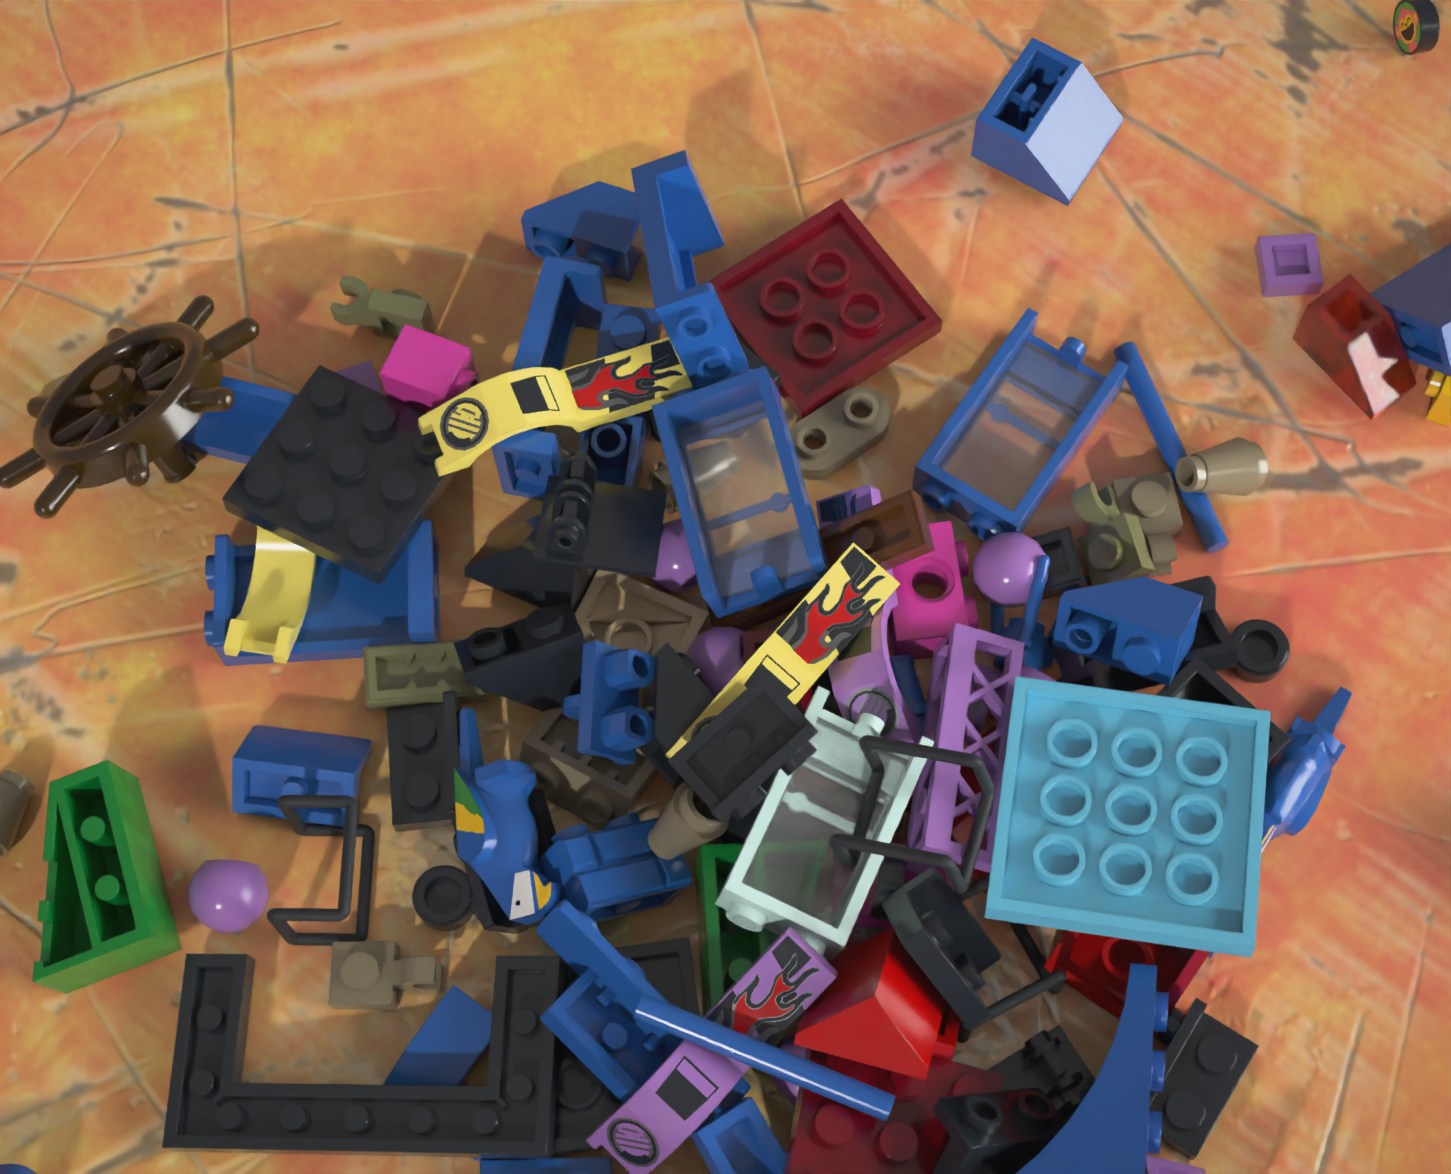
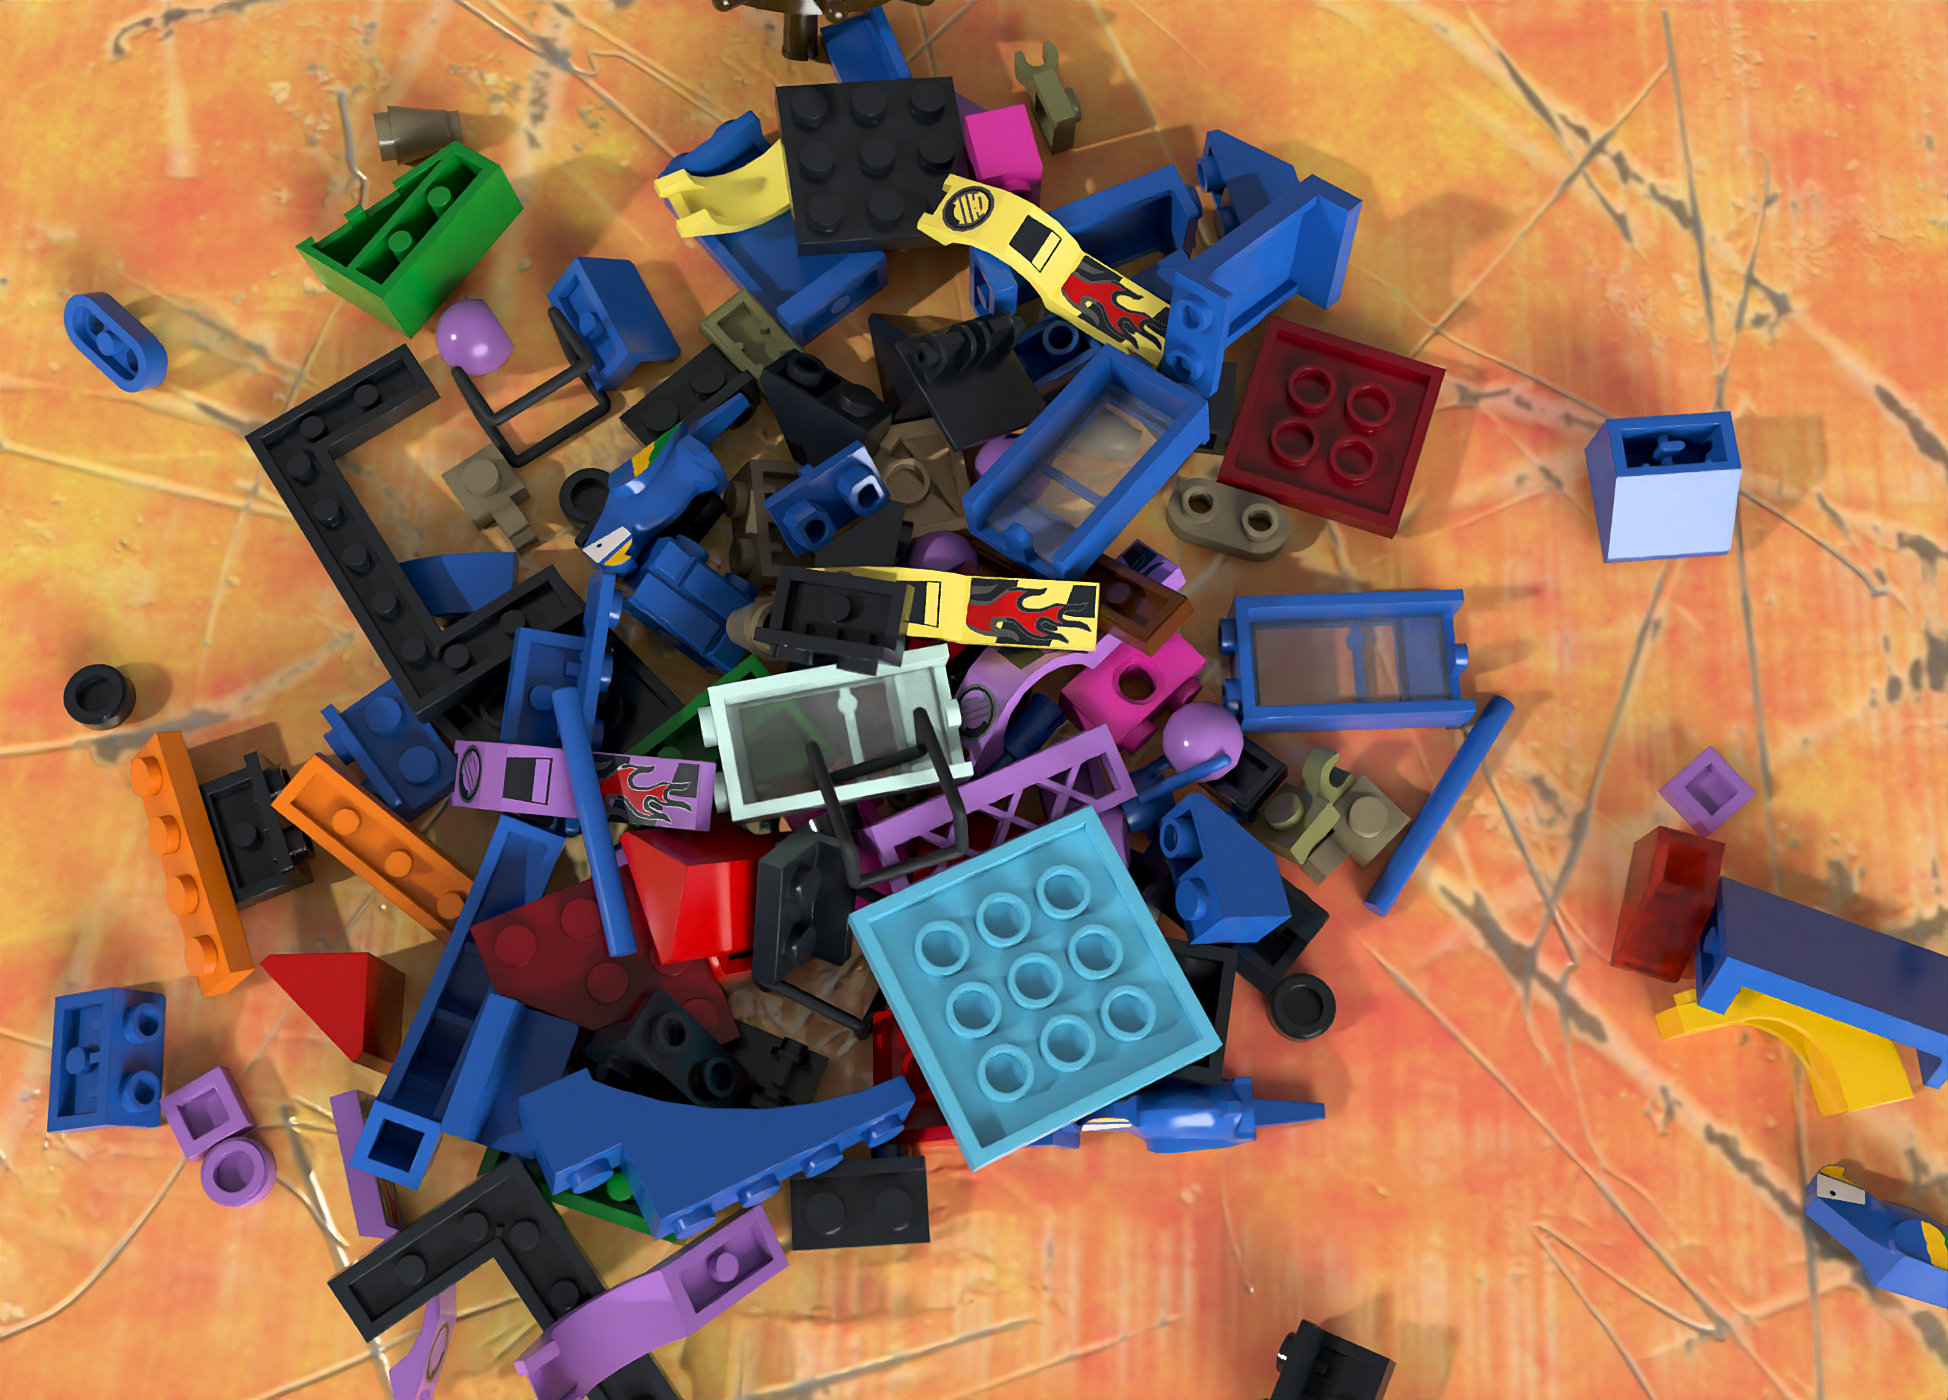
camera: 50 degrees right, 5 degrees up
(1226, 469) = (1448, 863): dark tan cone -> none

